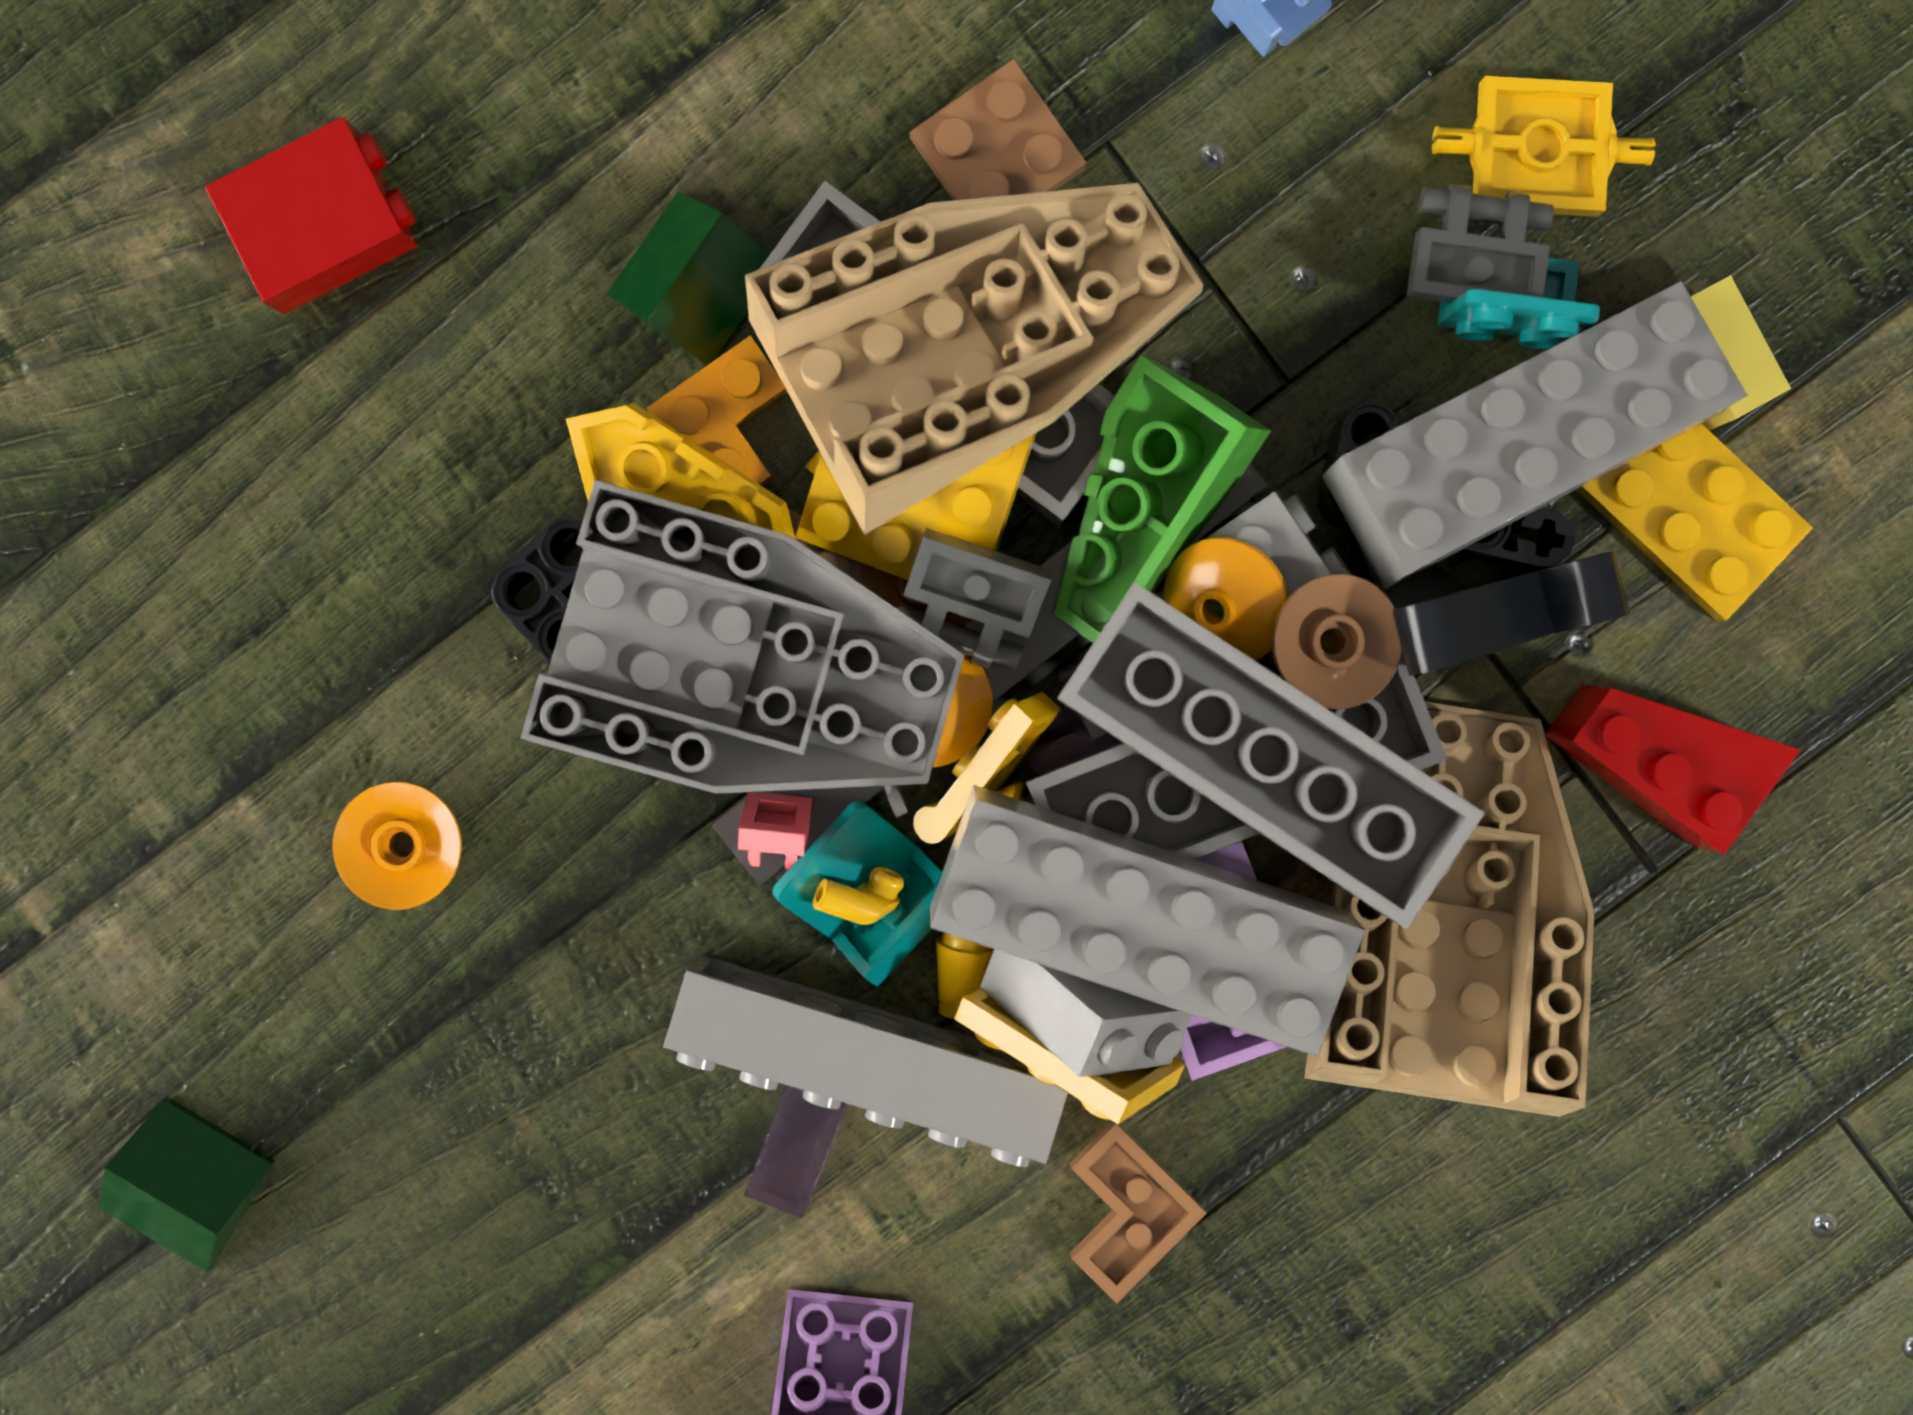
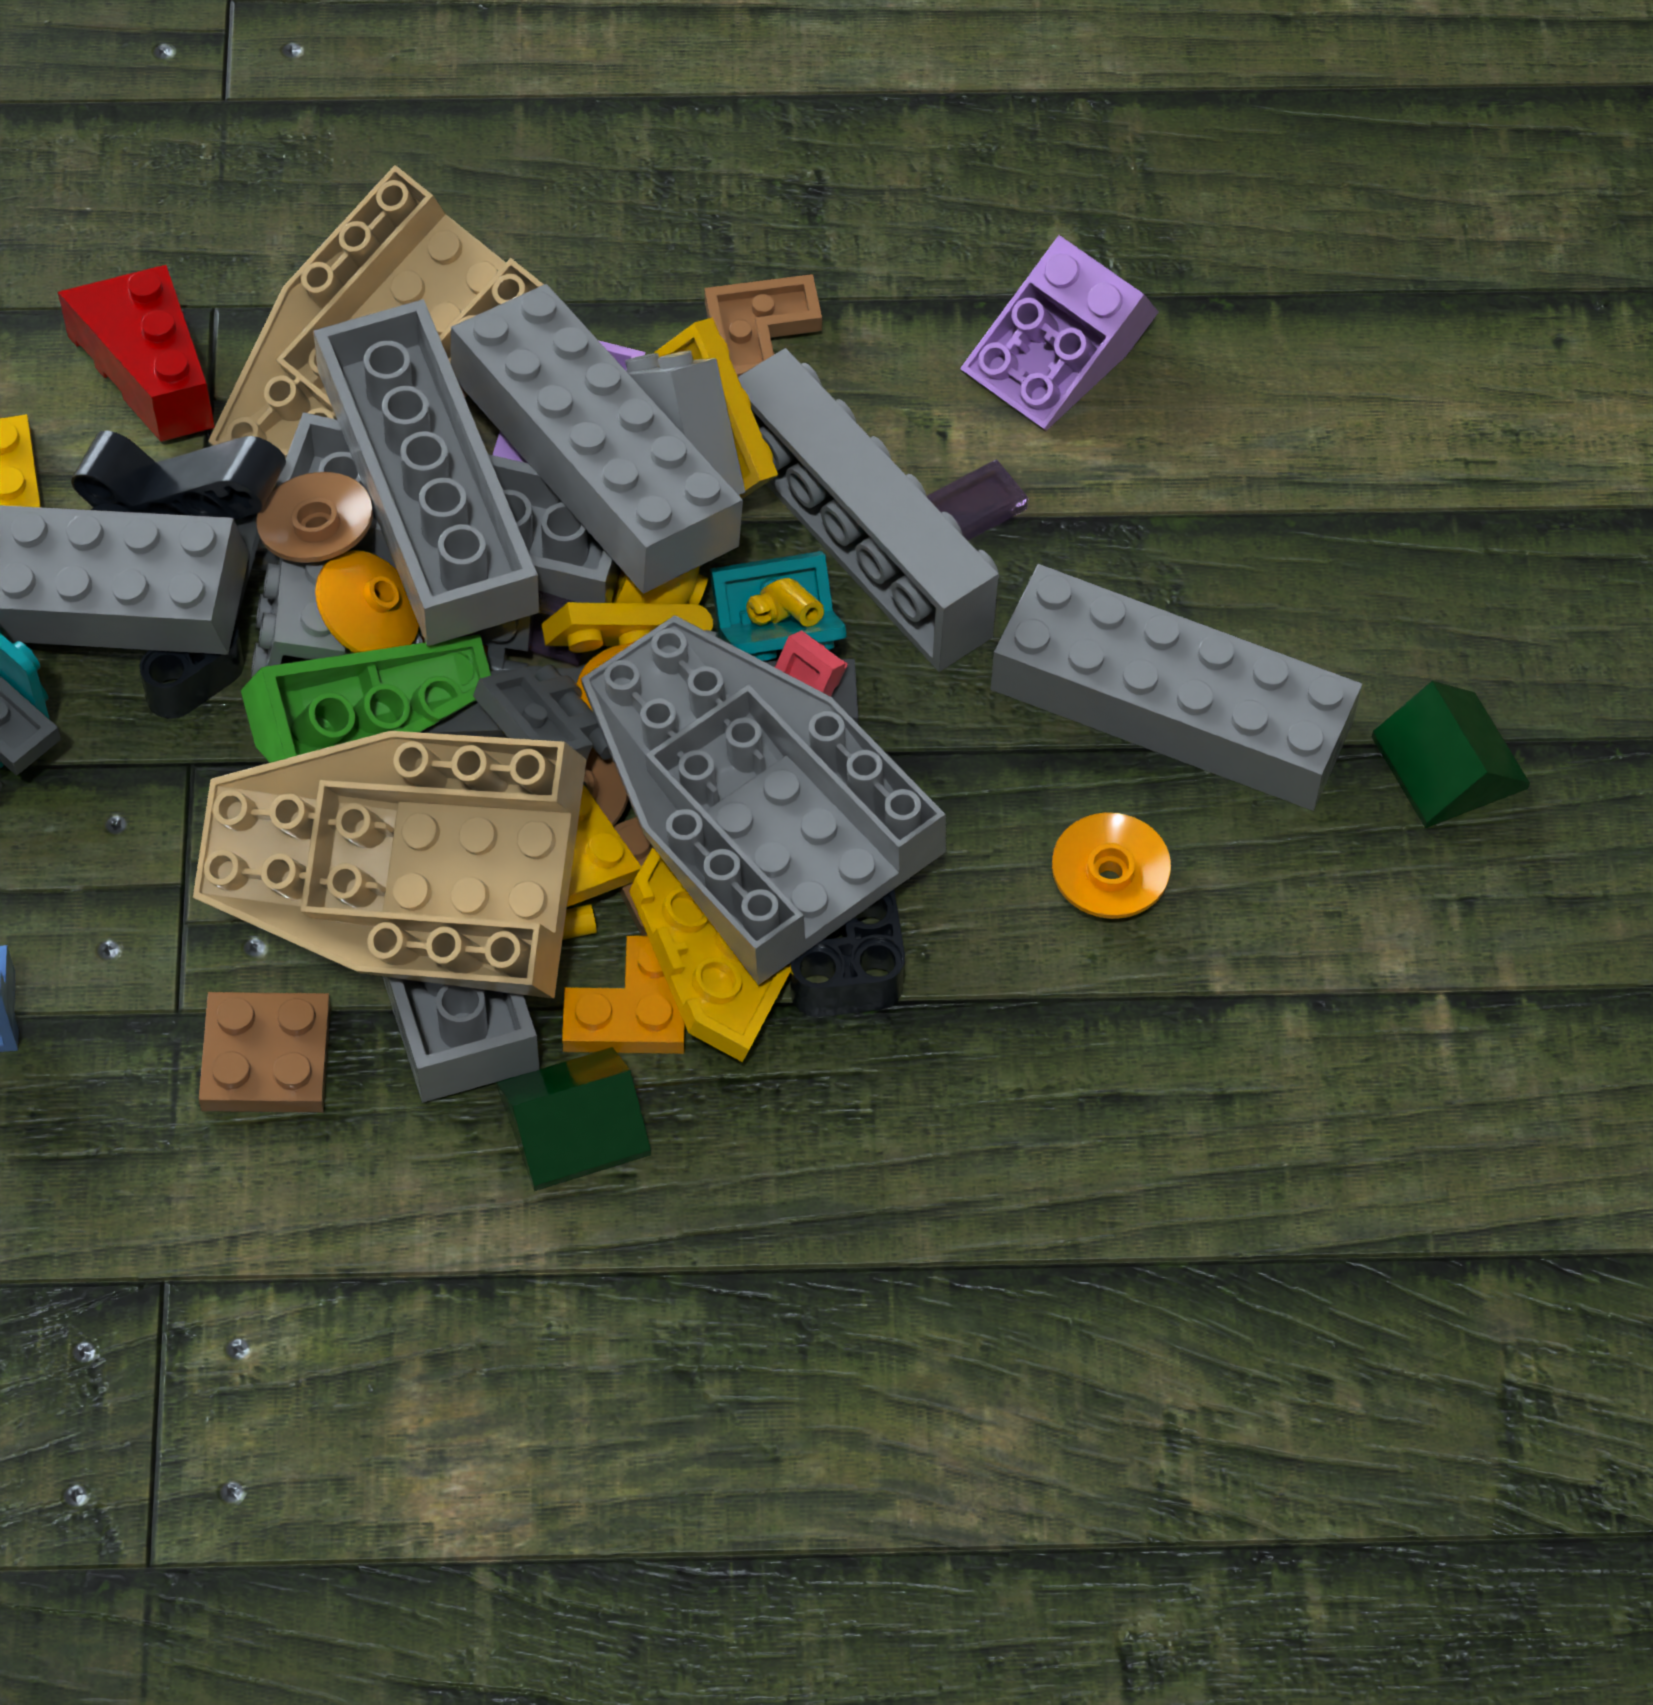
camera: 150 degrees left, 30 degrees down
(313, 215) = (833, 1344): red brick -> none
(461, 1077) = (1175, 686): none -> light grey brick
(959, 970) = (758, 533): yellow cone -> none

